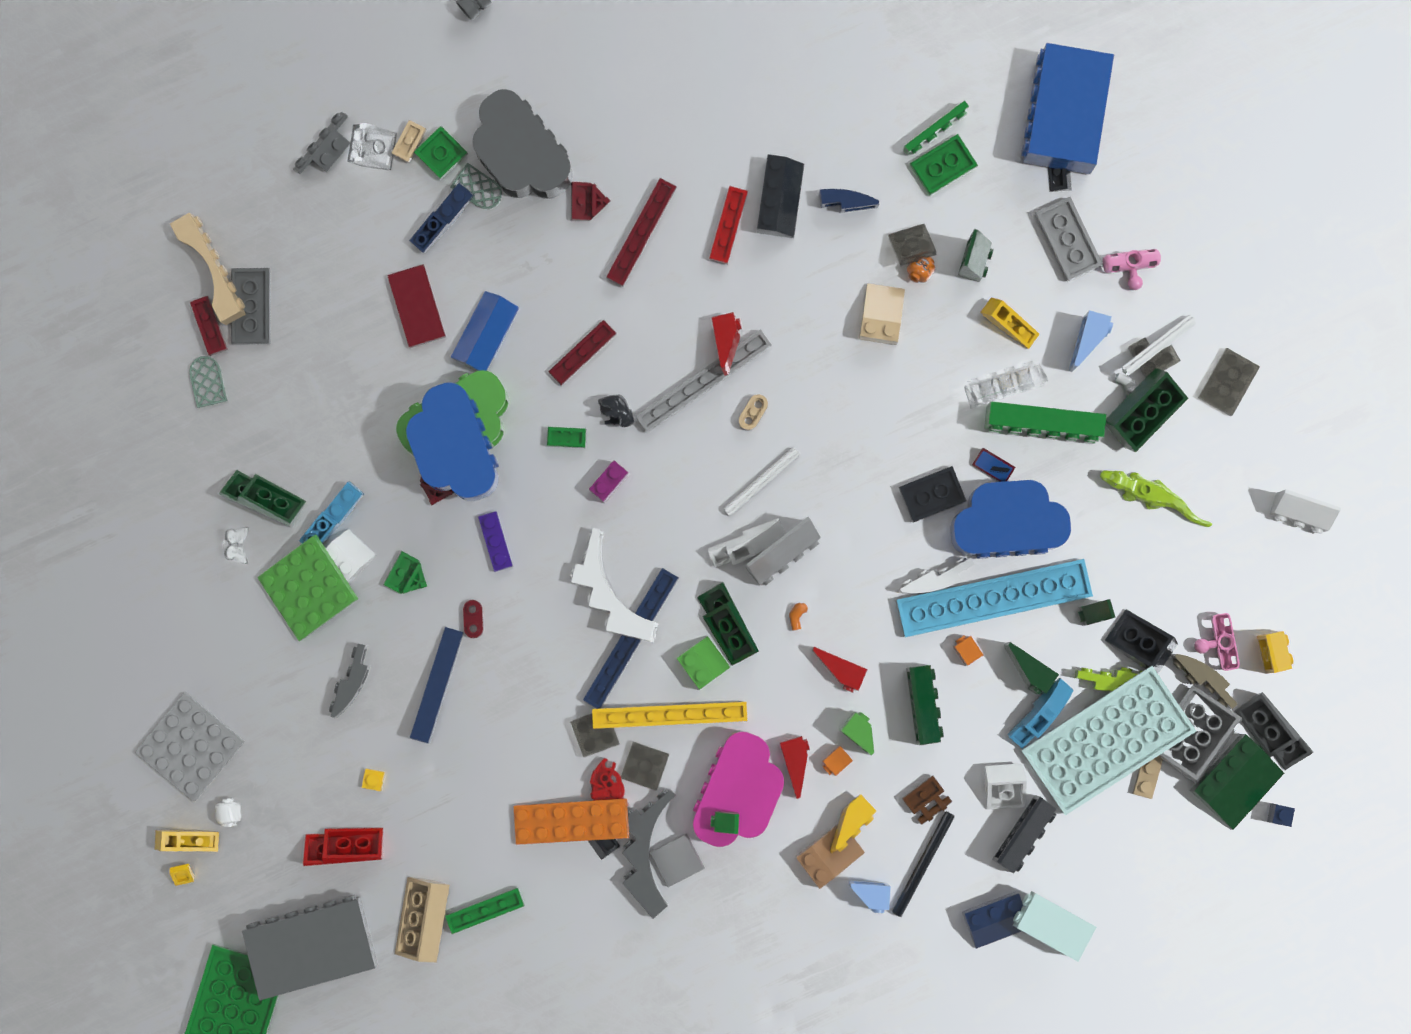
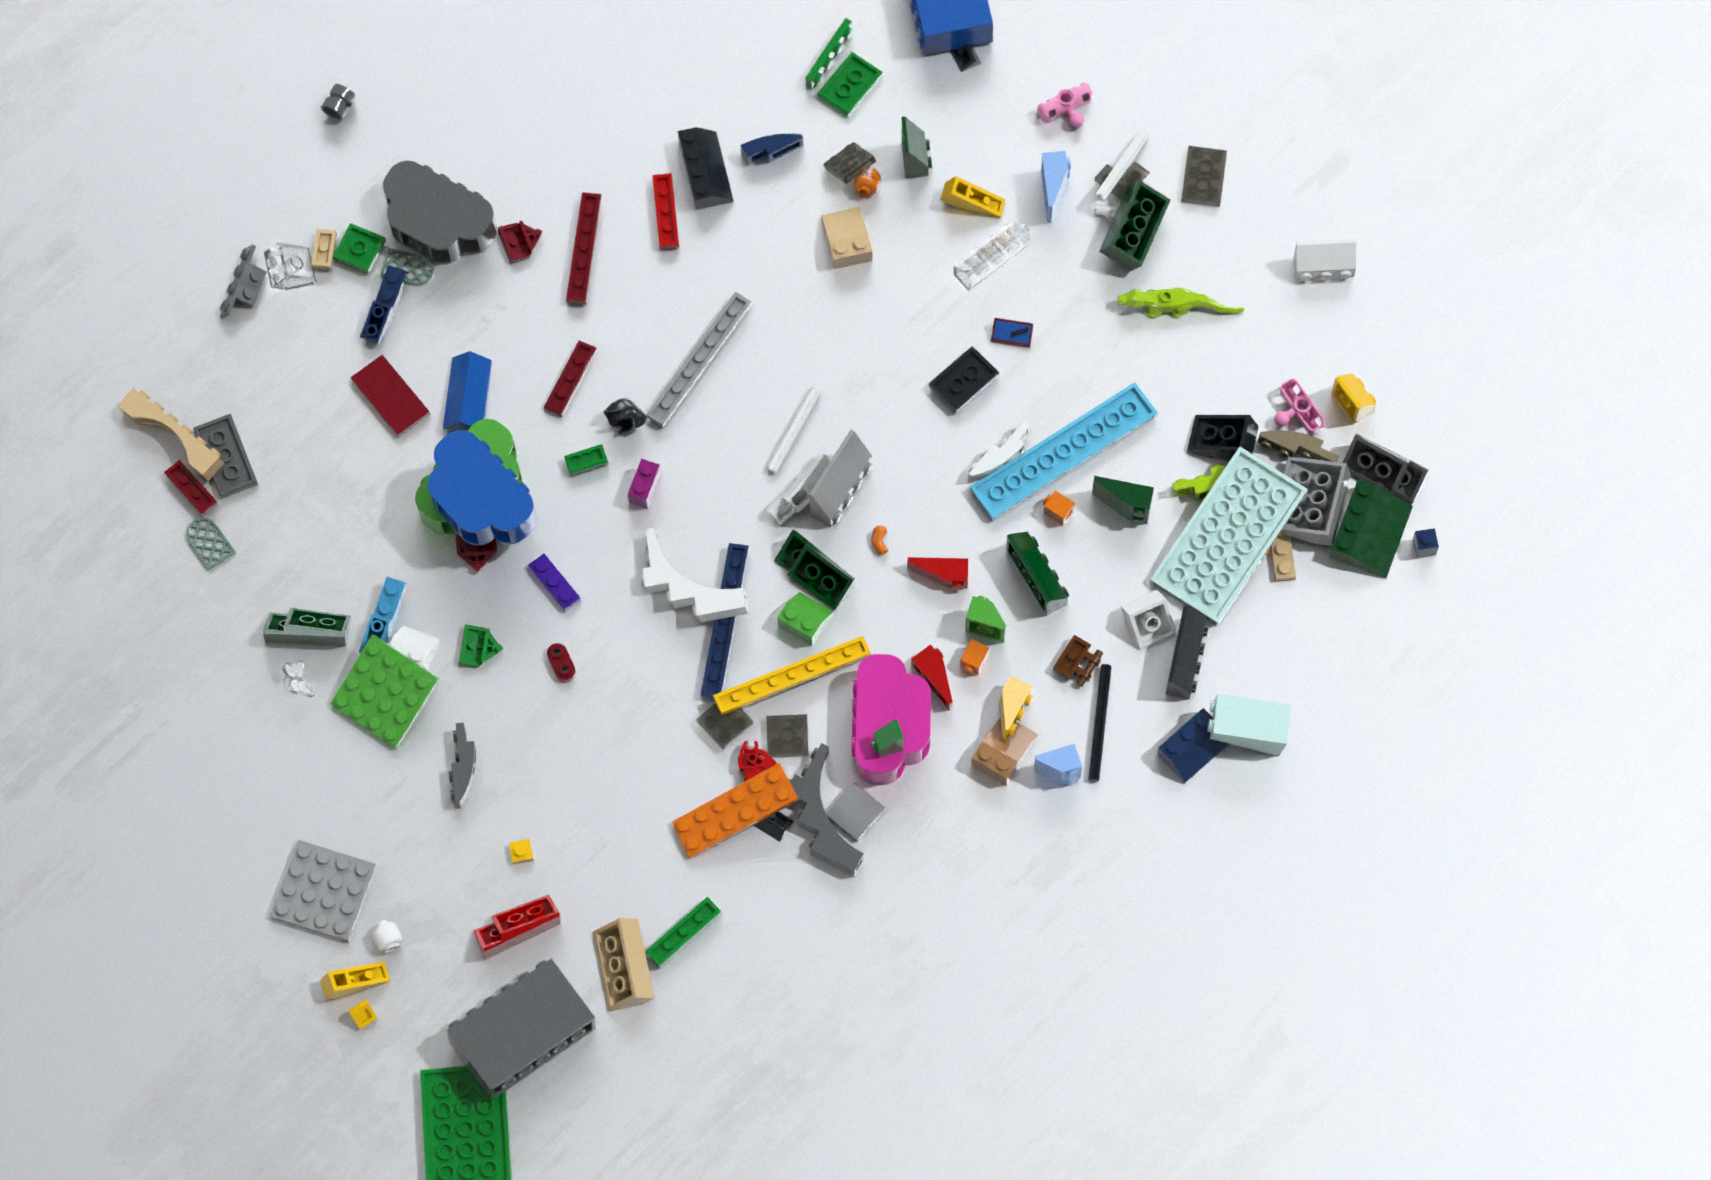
camera: 20 degrees left, 15 degrees down
(437, 685) = (550, 737): dark blue slope -> none
(727, 338) = (706, 309): red slope -> none
(752, 412) = (759, 370): tan plate -> none
(1010, 520) = (1048, 372): blue brick -> none
(1043, 714) = (1155, 537): dark azure slope -> none
(1045, 421) = (1043, 271): green brick -> none
(1068, 239) = (997, 105): light grey plate -> none
(1096, 612) = (1167, 422): dark green slope -> none

